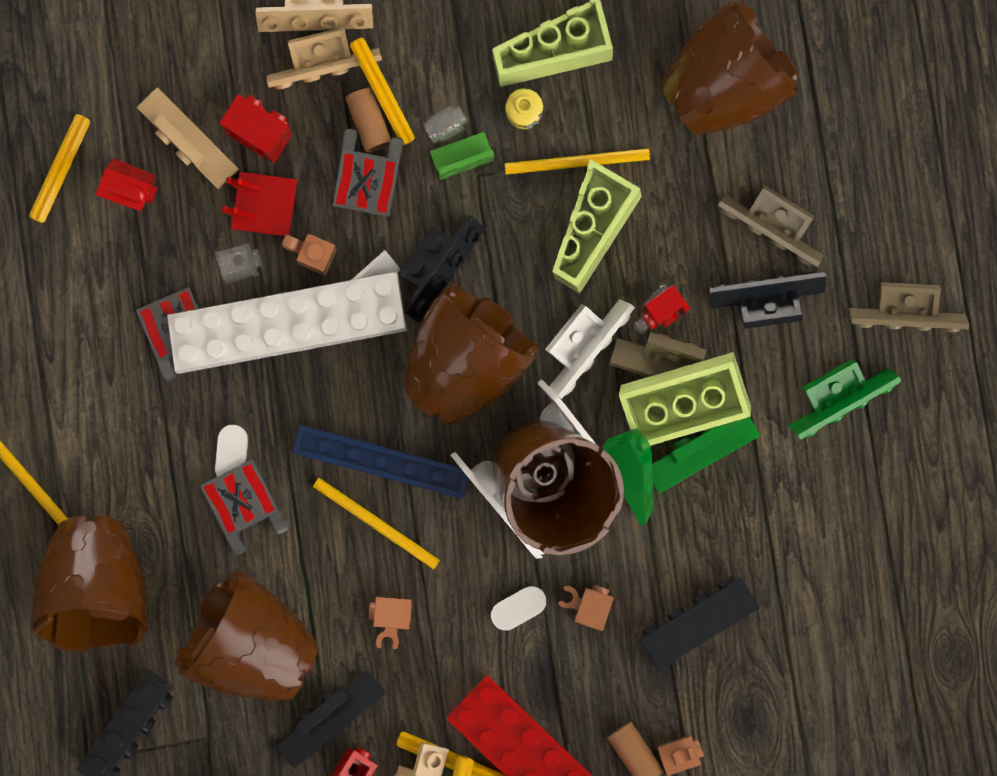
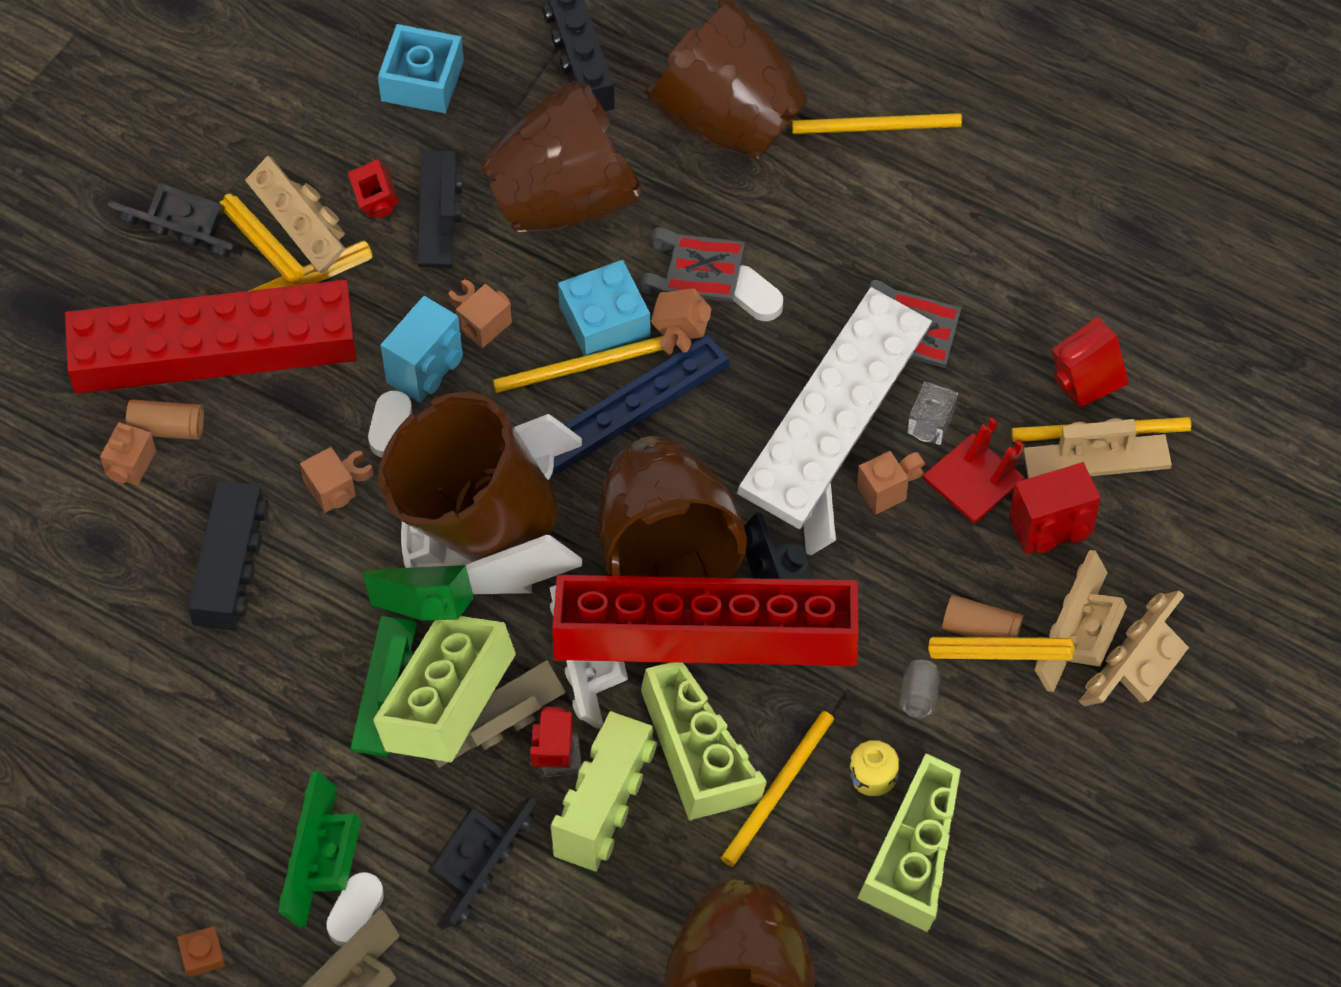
camera: 130 degrees right, 25 degrees down
(59, 168) = (1156, 335): yellow axle -> none
(161, 151) = (1142, 427): none -> yellow piece
(295, 479) = (680, 317): none -> nougat brick
(326, 536) = (604, 309): none -> medium azure brick
(365, 179) = (923, 580): flag -> none
(456, 624) = (422, 349): none -> medium azure brick
(462, 155) = (873, 684): bright green panel -> none
(519, 270) = (706, 620): none -> red brick
(668, 257) = (602, 792): none -> yellowish green wedge
(778, 220) = (547, 923): dark tan bracket -> none
(856, 345) = (354, 907): none -> white tile
(954, 414) = (201, 951): none -> dark orange plate

